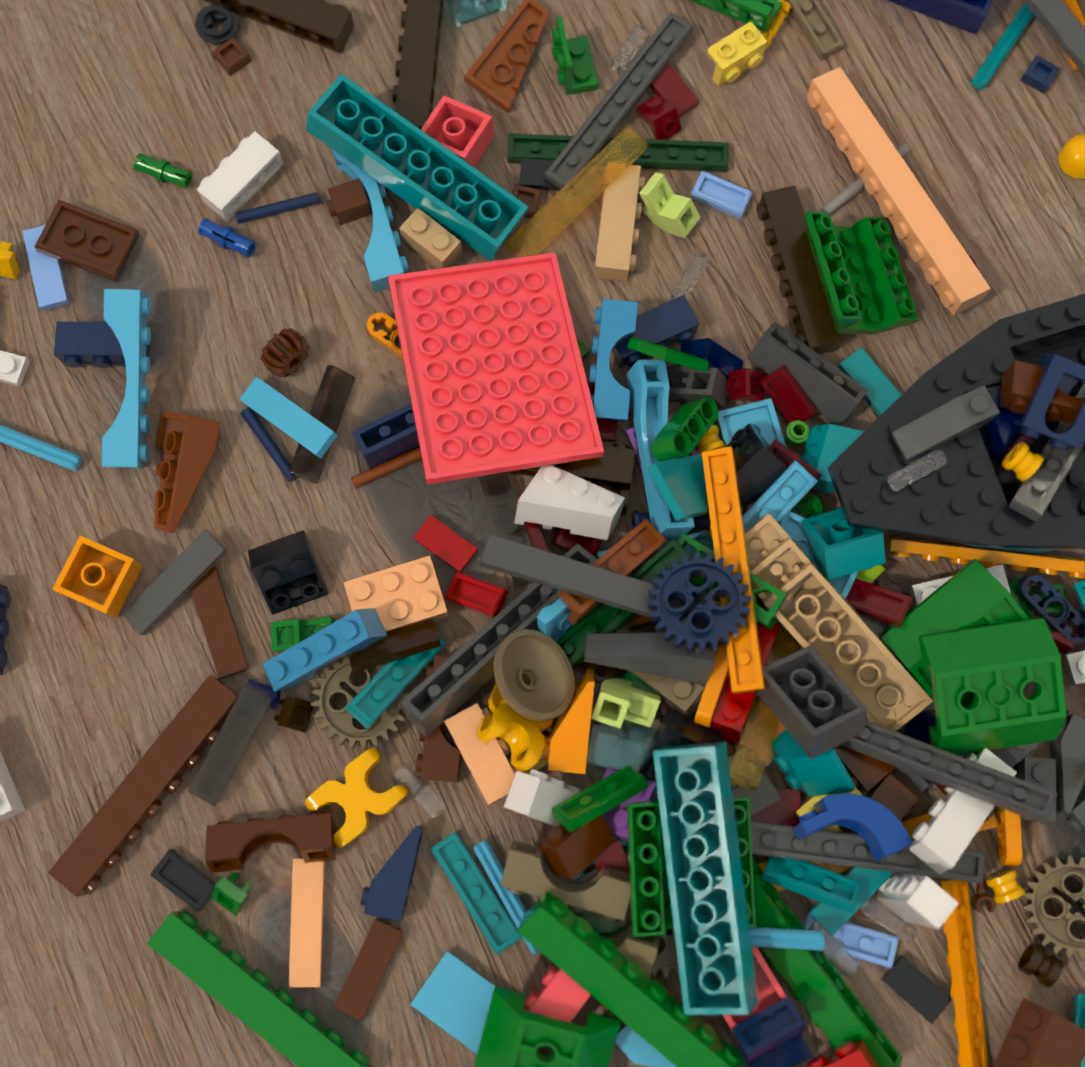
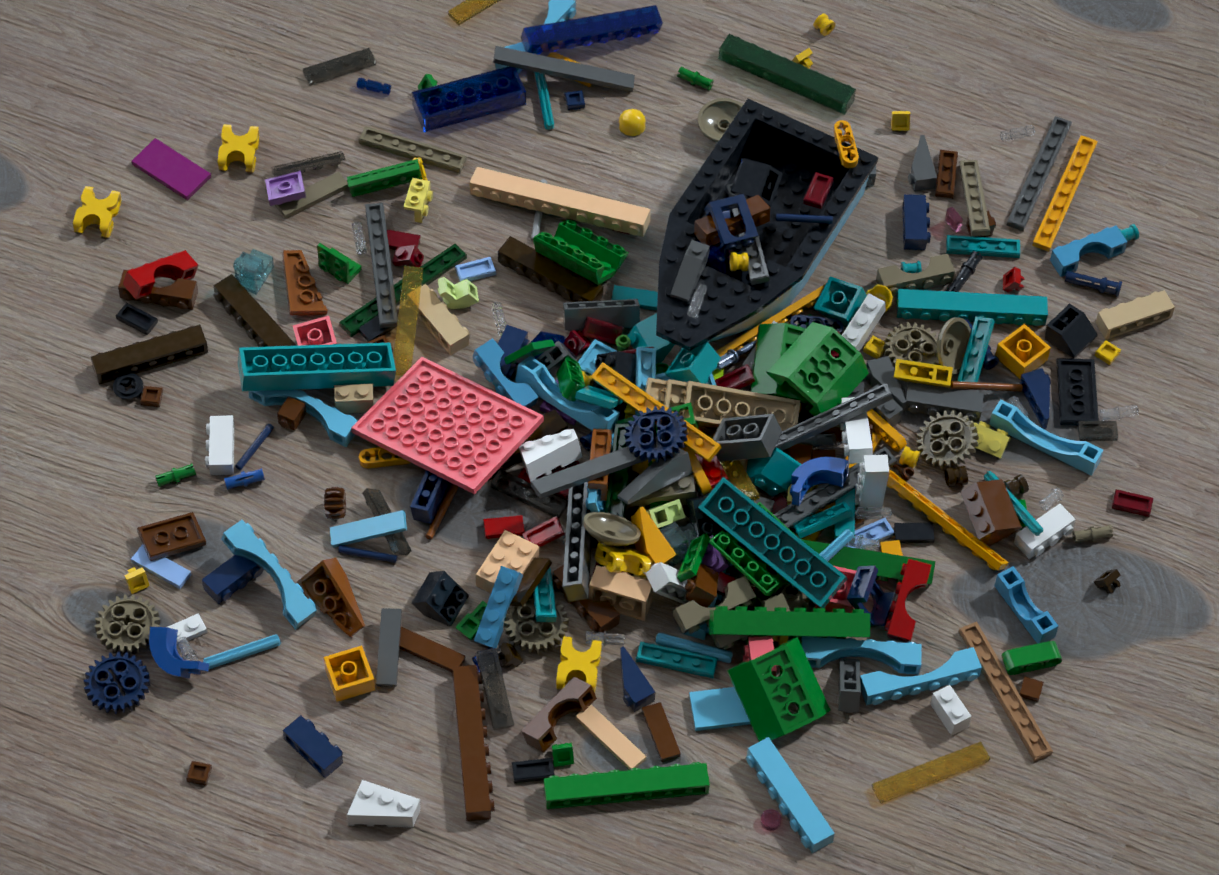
camera: 45 degrees left, 20 degrees down
(866, 987) = (891, 547): none -> light orange tile
(909, 564) = (732, 356): none -> sand blue piece

